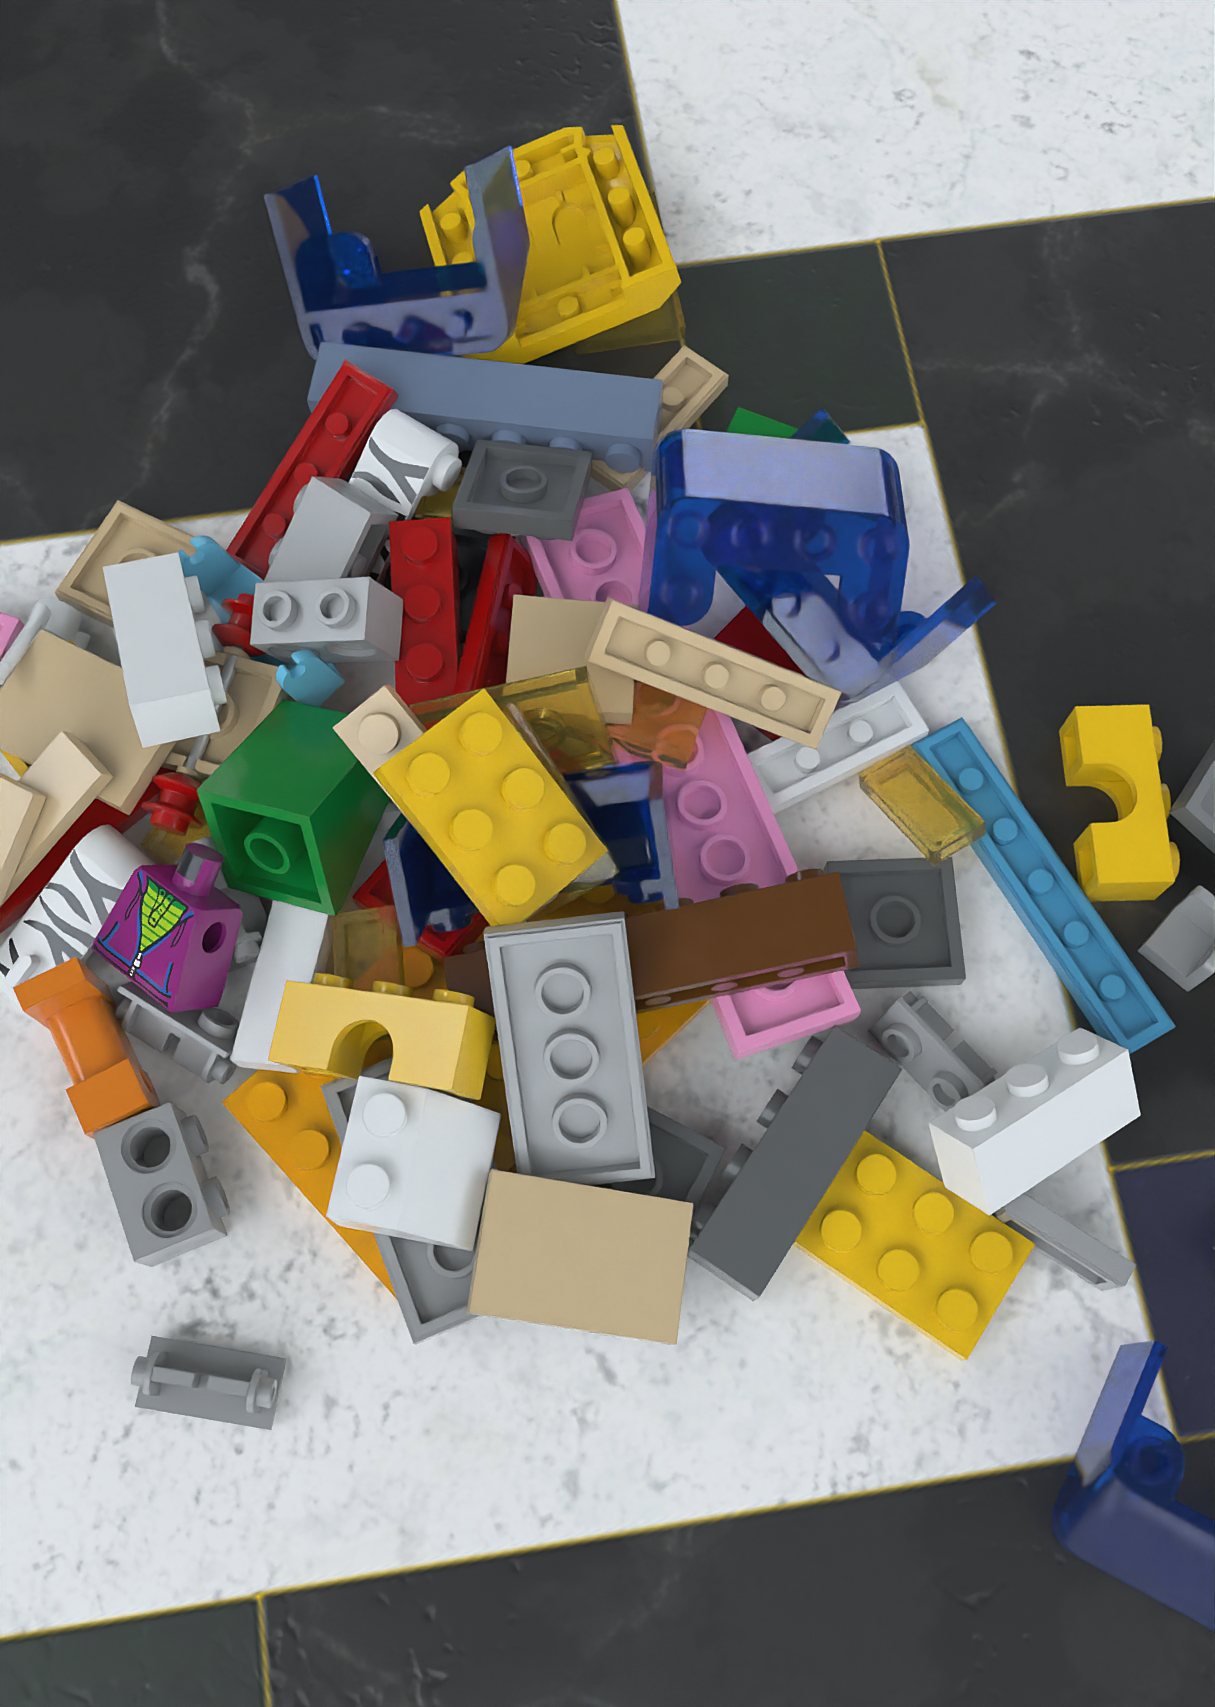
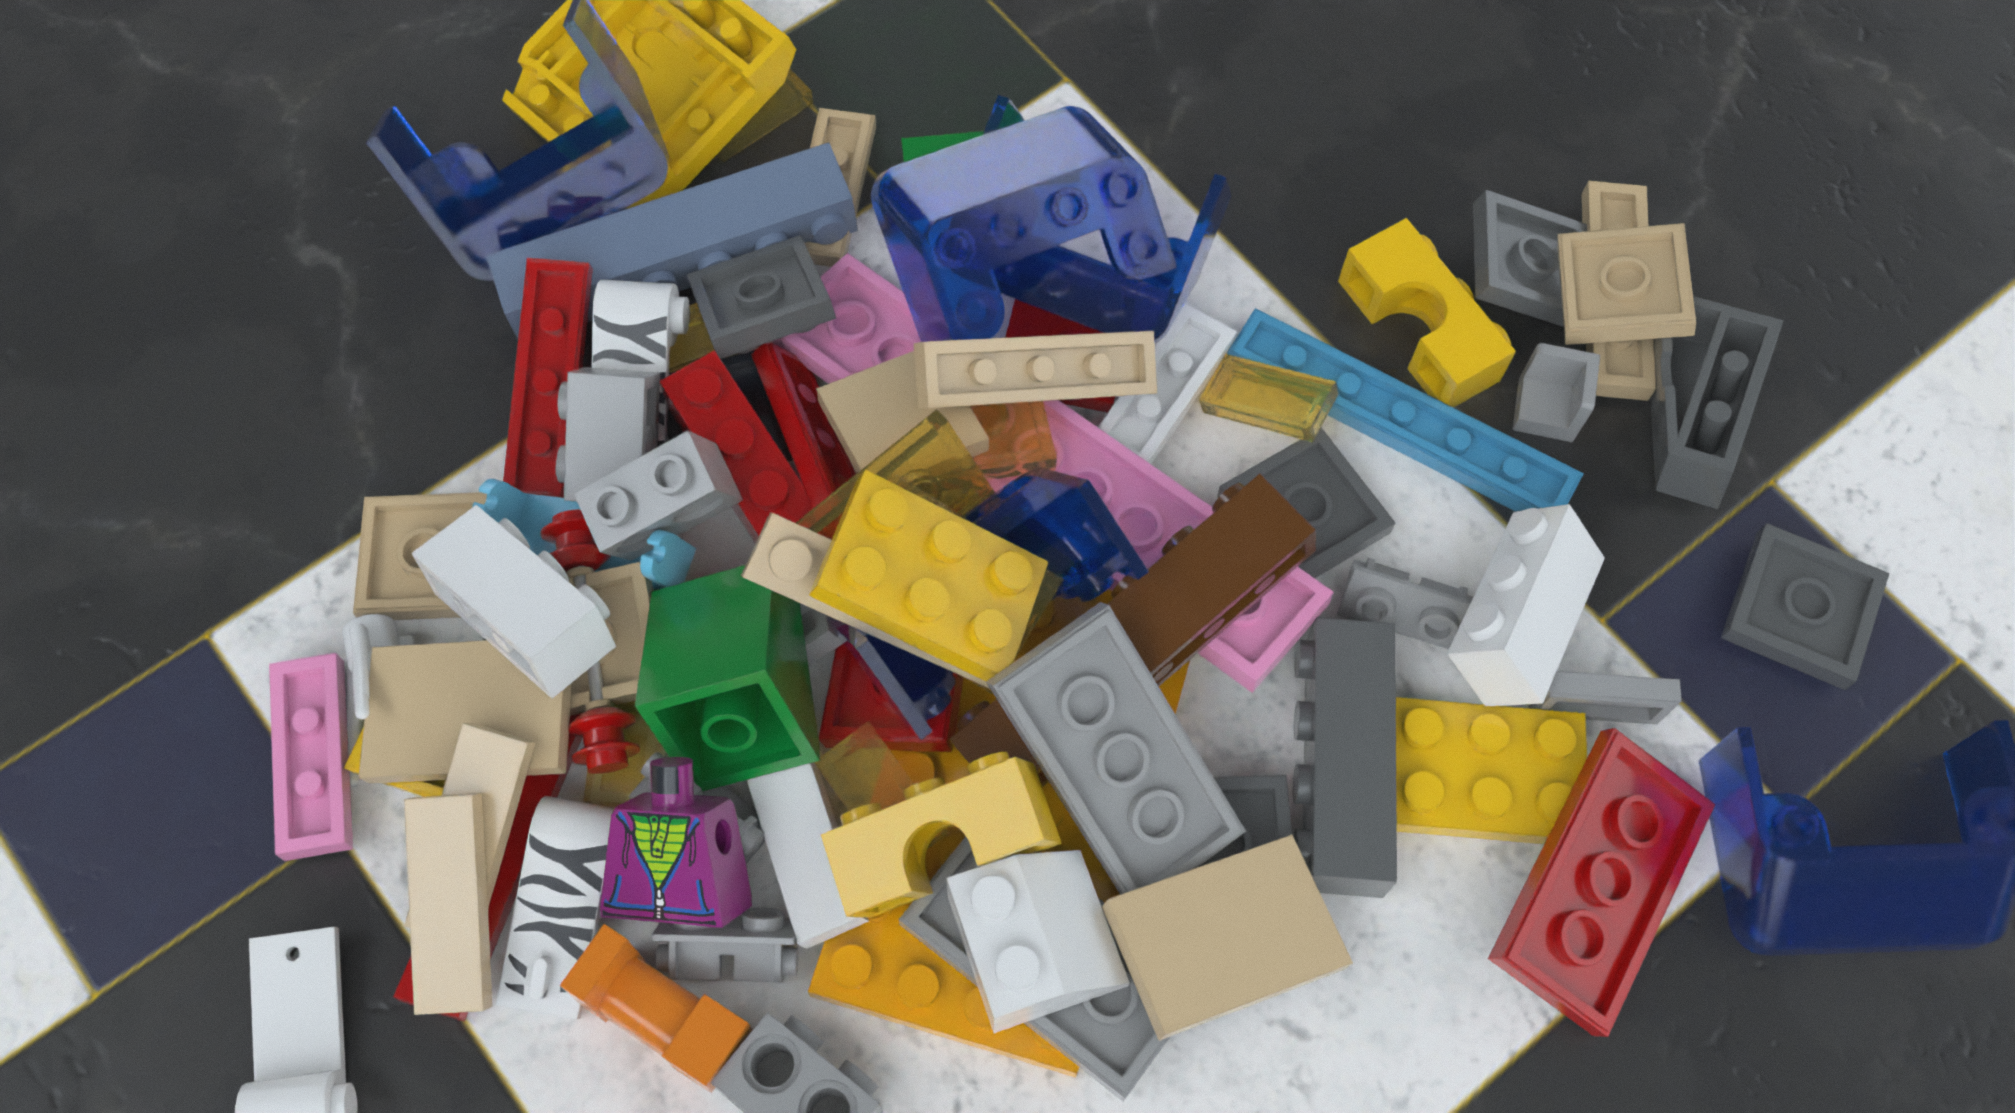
camera: 30 degrees left, 5 degrees down
(954, 1402) = (1602, 883): none -> red tile

